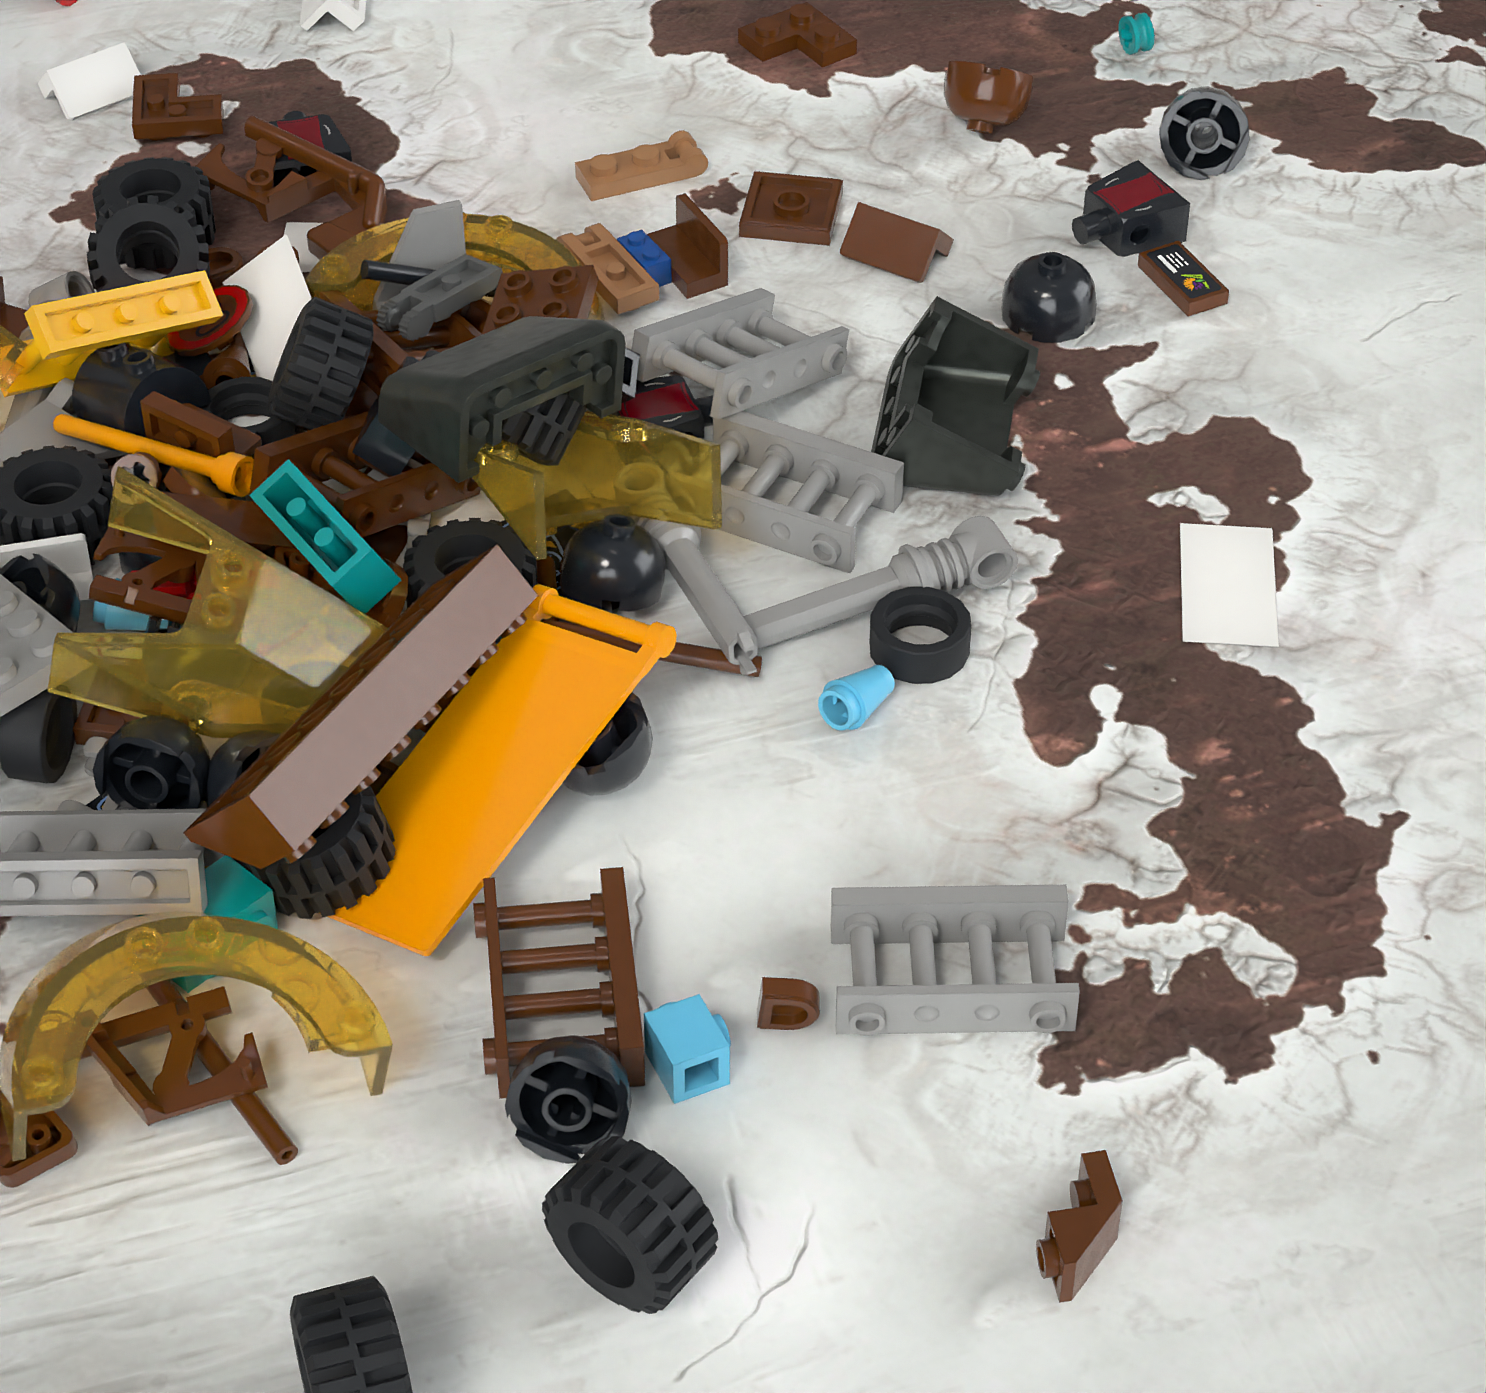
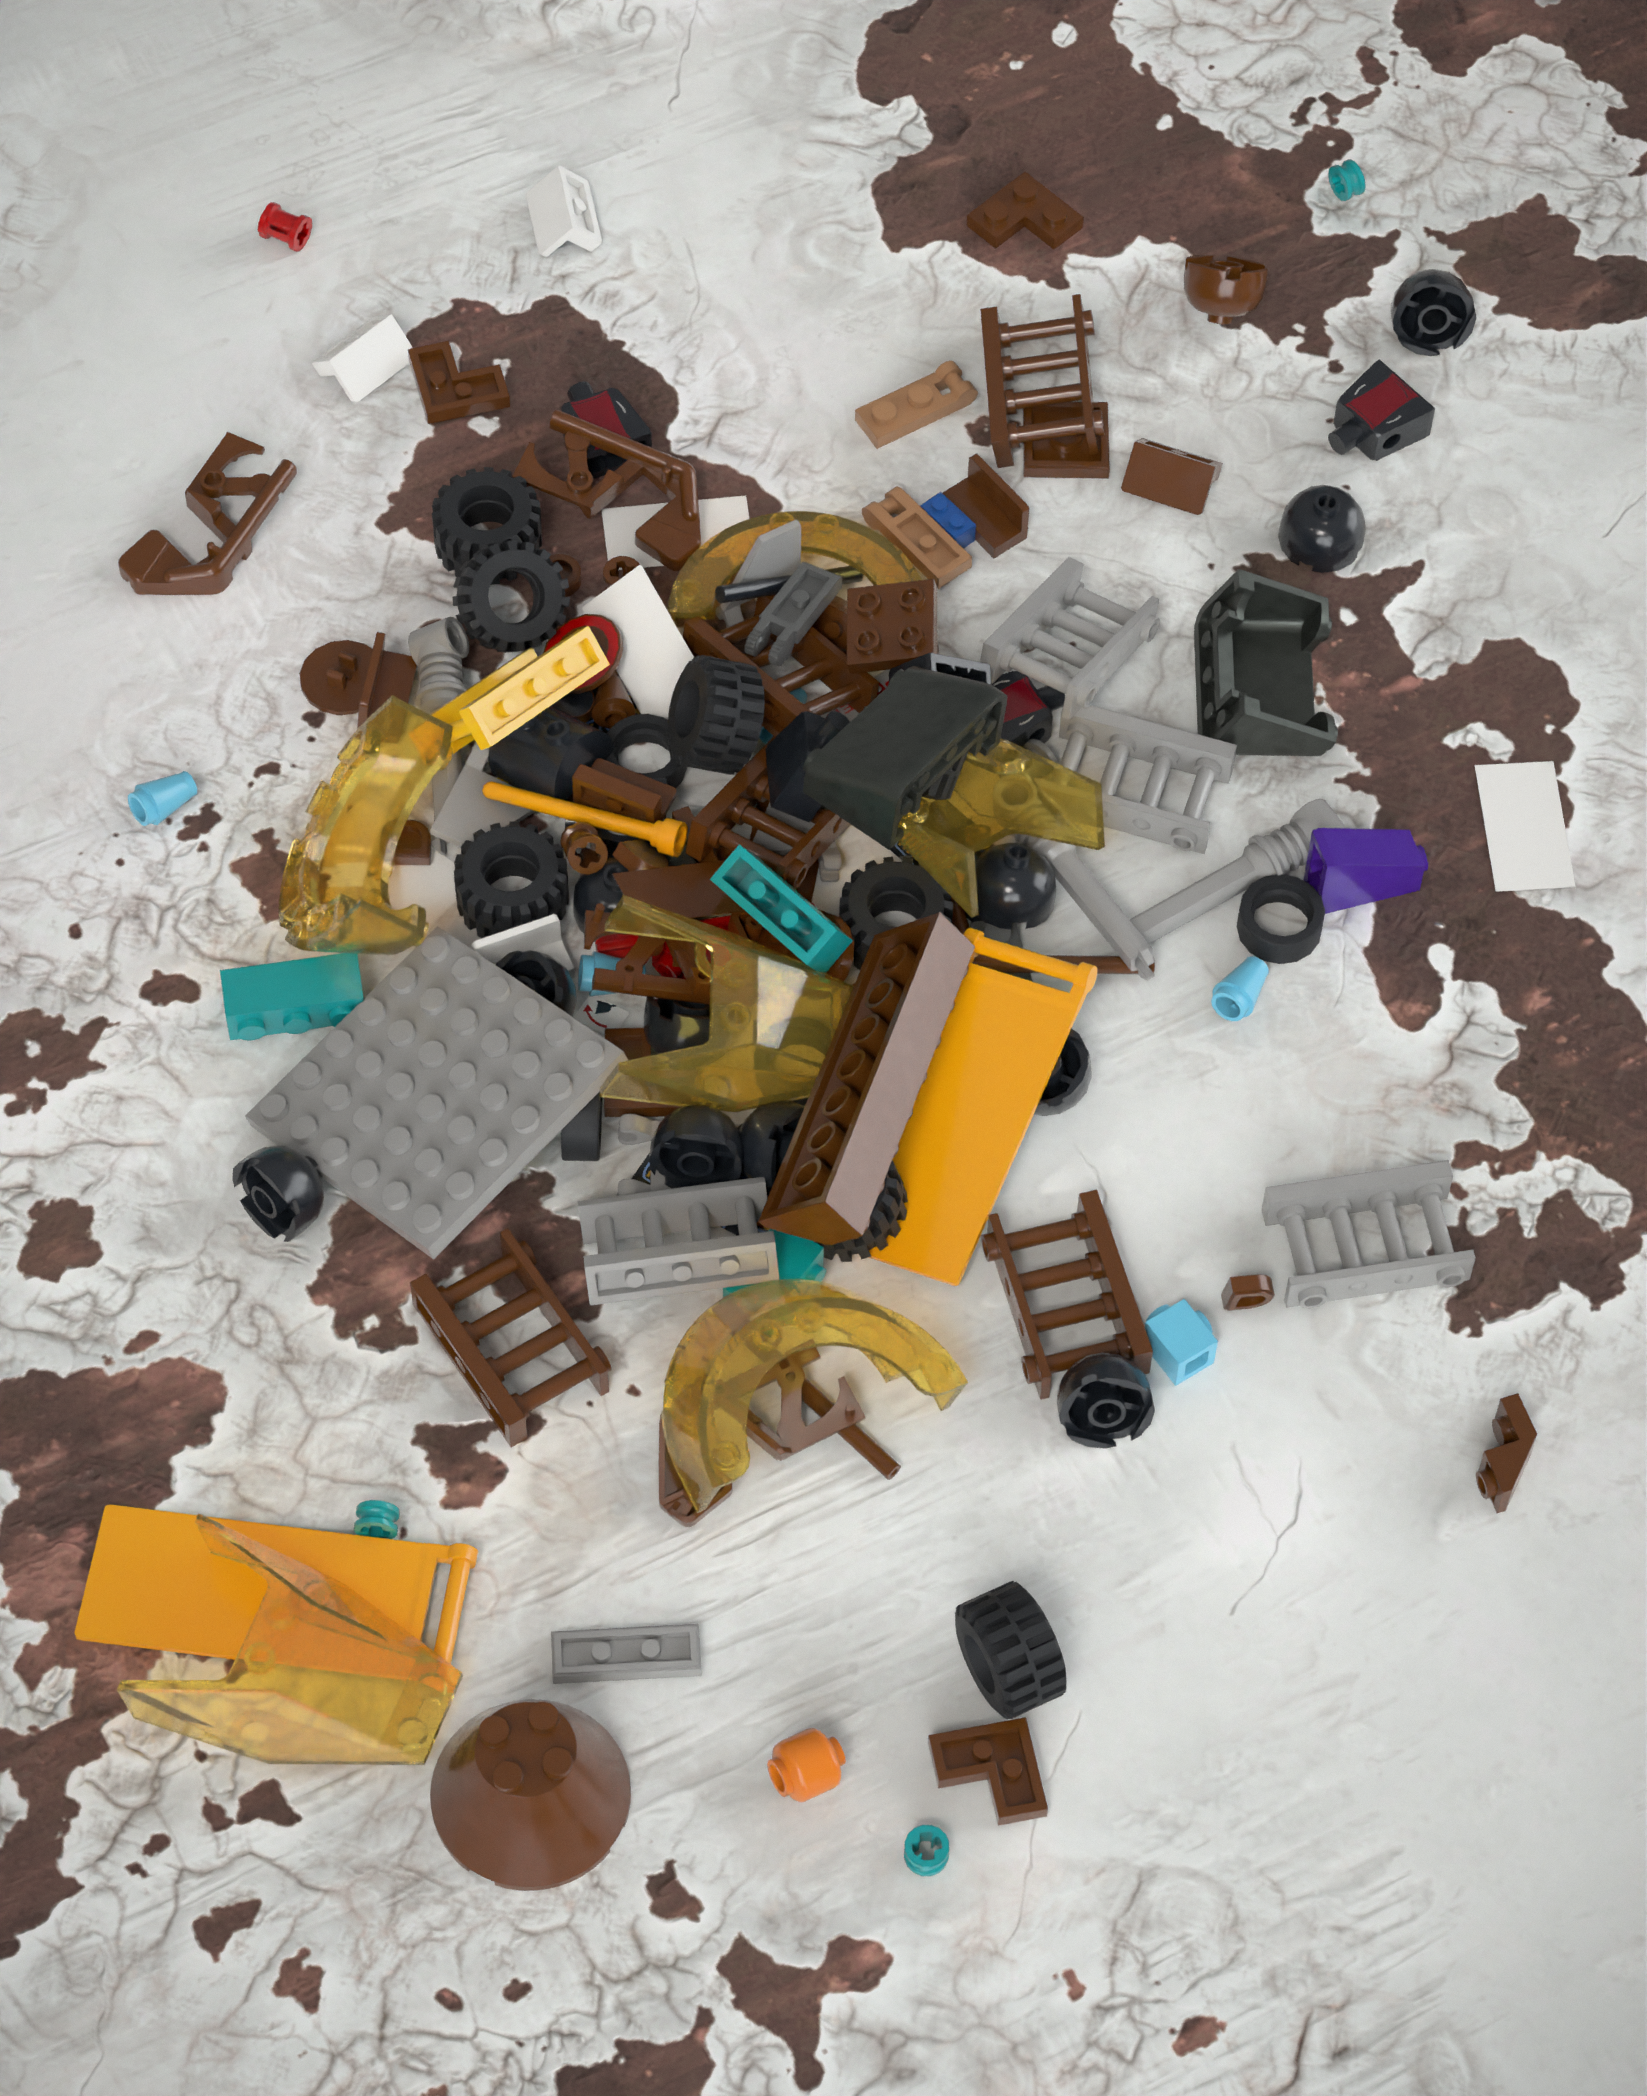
camera: 10 degrees left, 15 degrees up
(630, 1224) = (1182, 1506): black tyre -> none
(735, 141) = (1002, 368): none -> reddish brown fence
(1025, 589) = (1363, 865): none -> dark purple slope
(1183, 278) = (1436, 485): tile -> none

